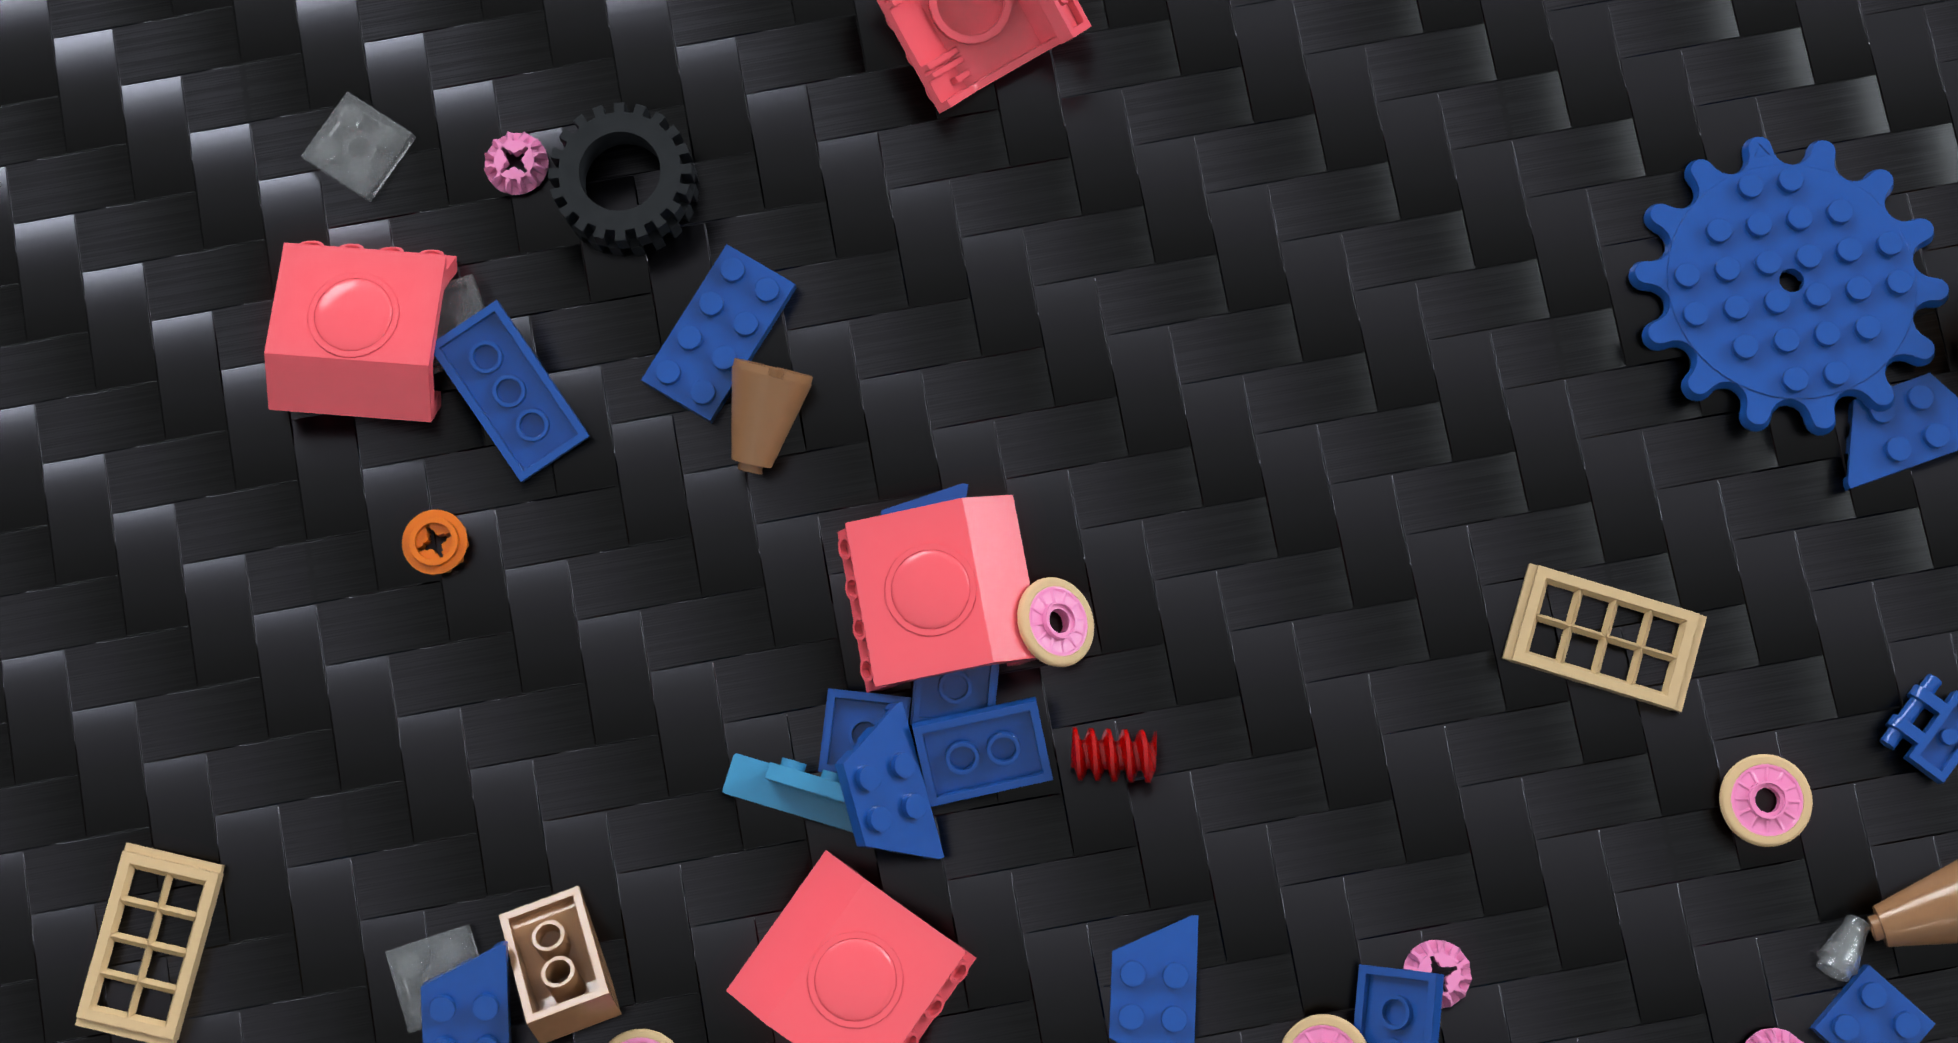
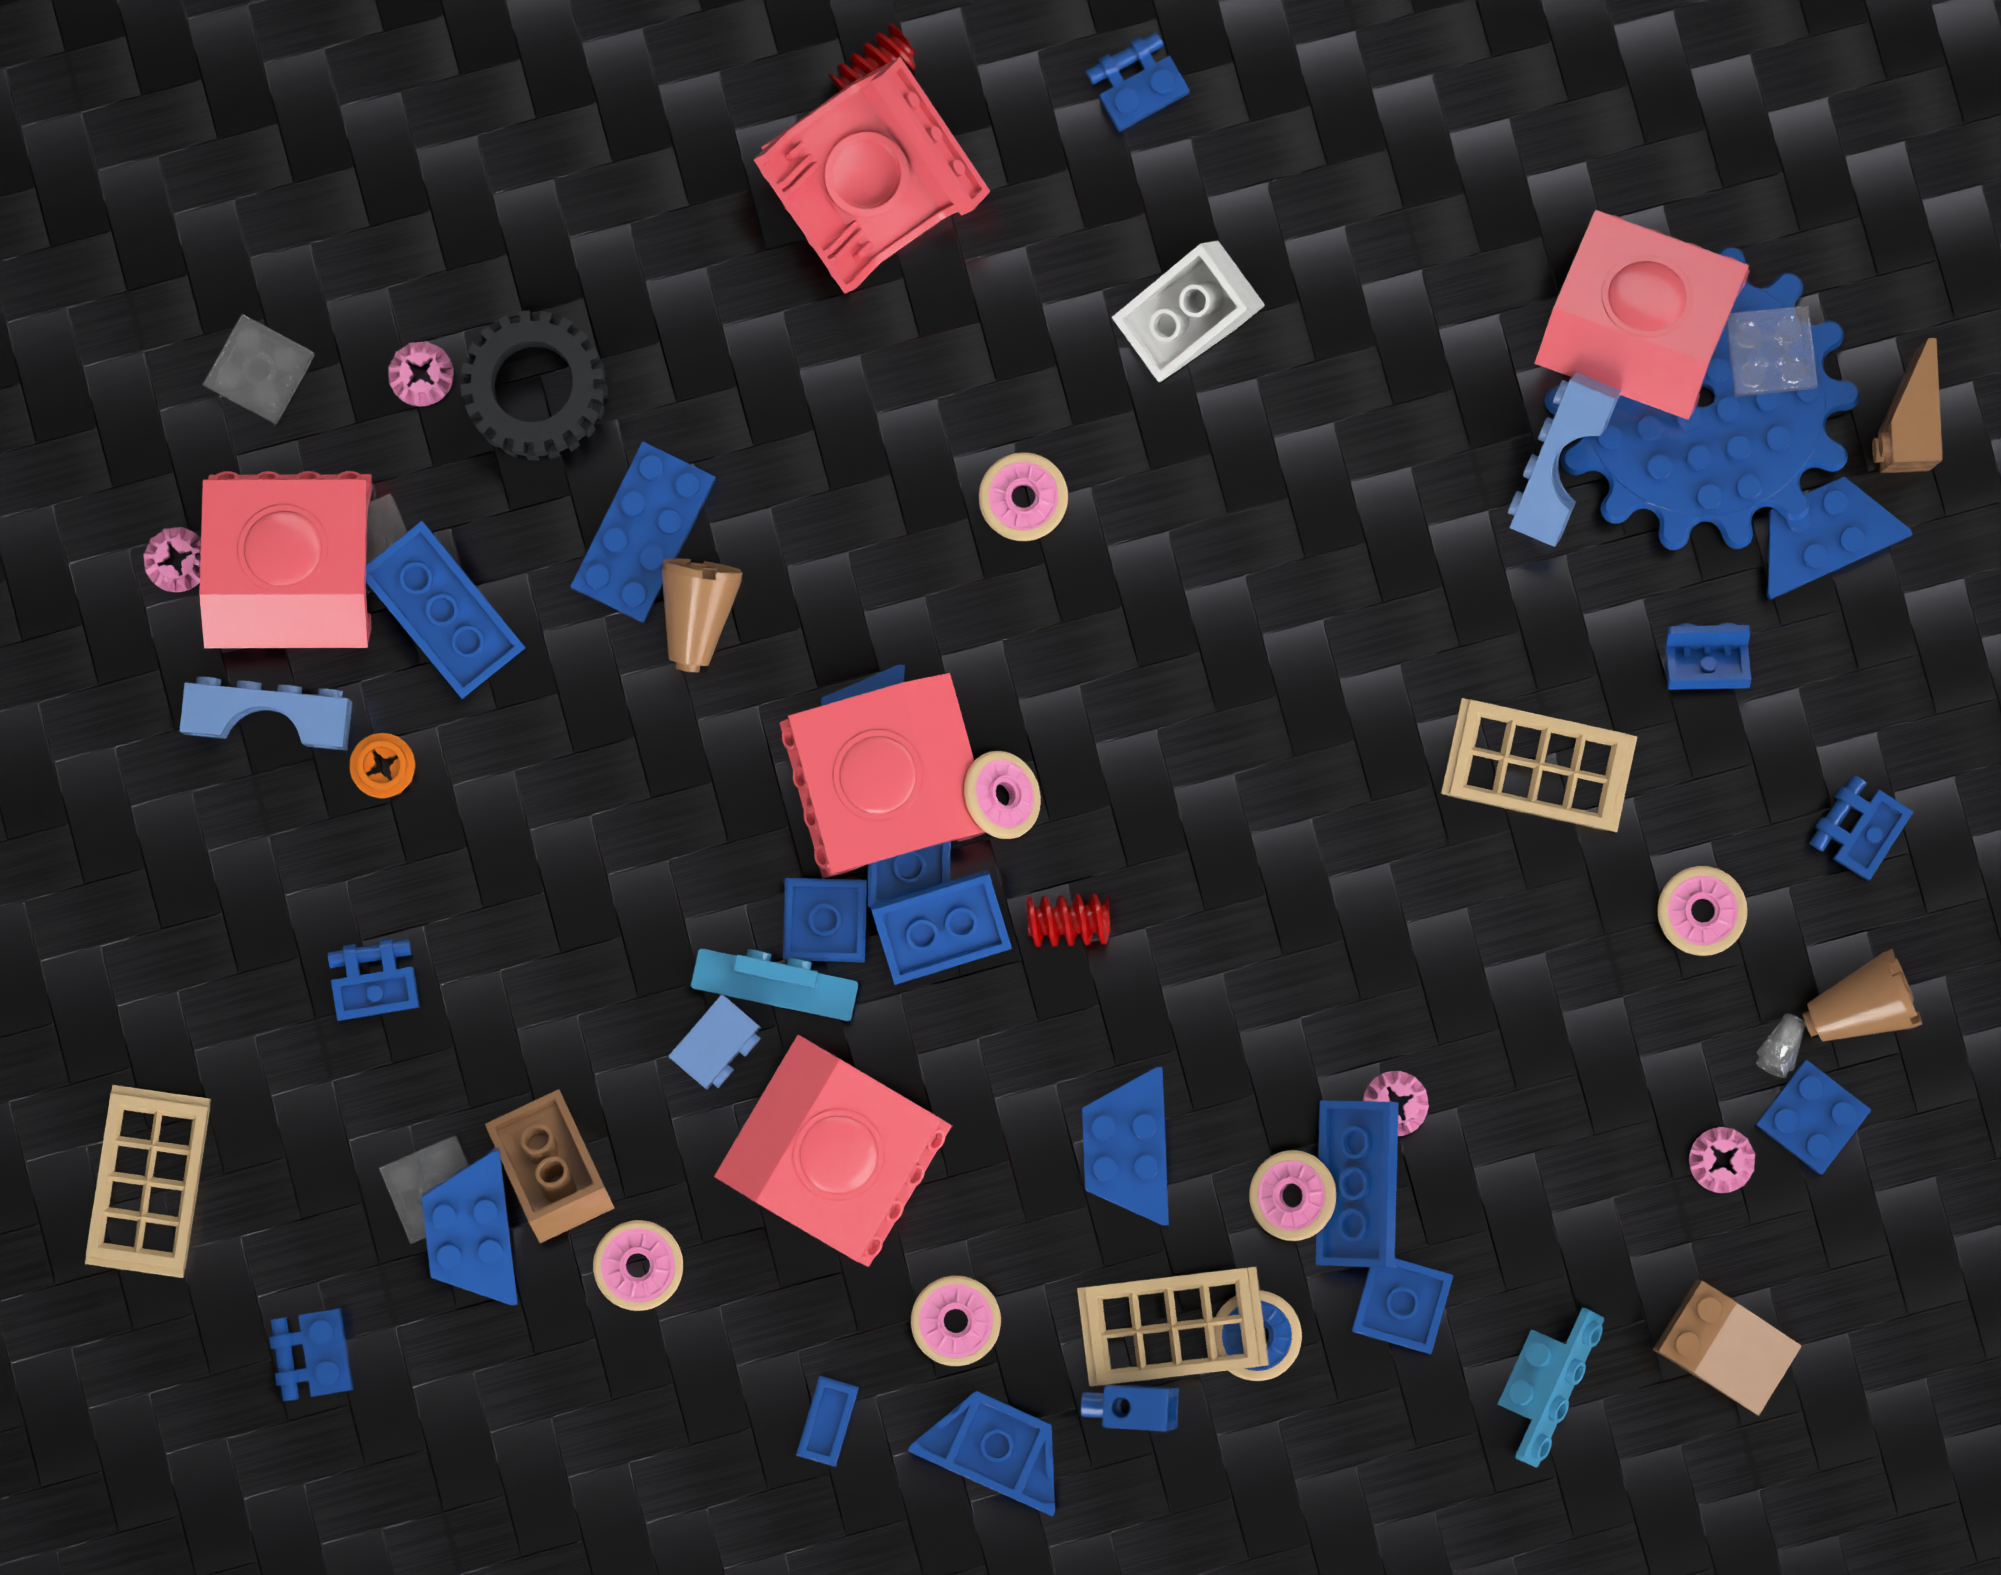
camera: 10 degrees left, 5 degrees up
(239, 314) = (158, 551): none -> bright pink gear
(275, 473) = (215, 709): none -> medium blue arch
(401, 770) = (374, 992): none -> blue plate
(742, 851) = (716, 1042): none -> medium blue brick
(887, 790) = (852, 971): blue wing -> none
(1093, 352) = (1029, 471): none -> wheel
(1278, 158) = (1188, 309): none -> white slope
(1676, 280) = (1545, 504): none -> medium blue arch
(1740, 191) = (1641, 313): none -> coral panel
(1784, 541) = (1707, 656): none -> blue bracket
(1867, 239) = (1771, 351): none -> clear plate

